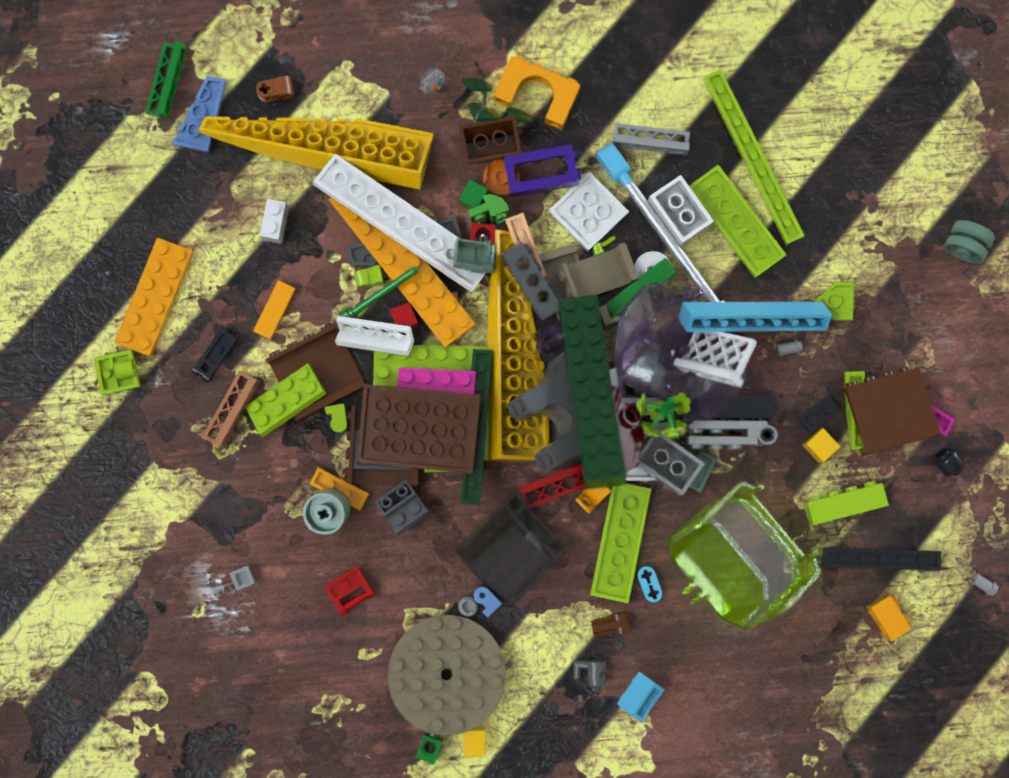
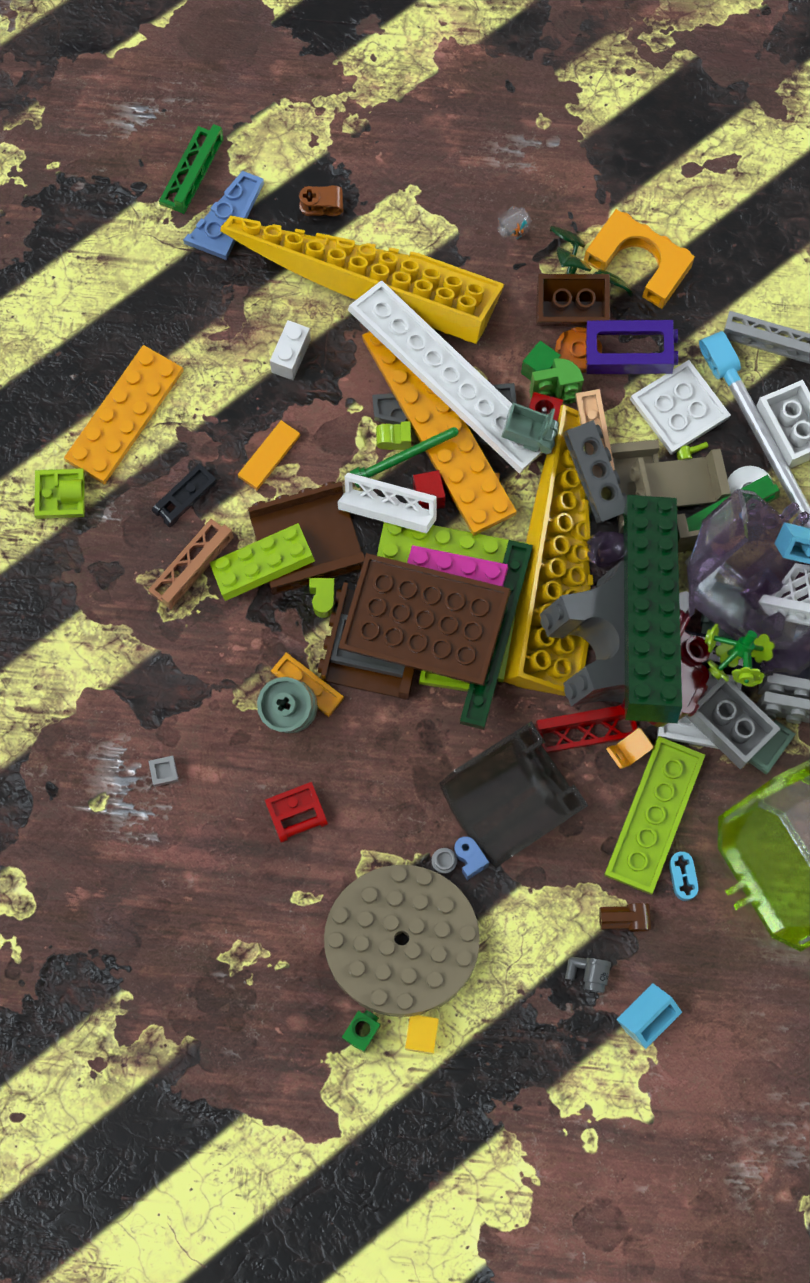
camera: 10 degrees right, 10 degrees down
(402, 507) = (383, 719): dark grey brick -> none

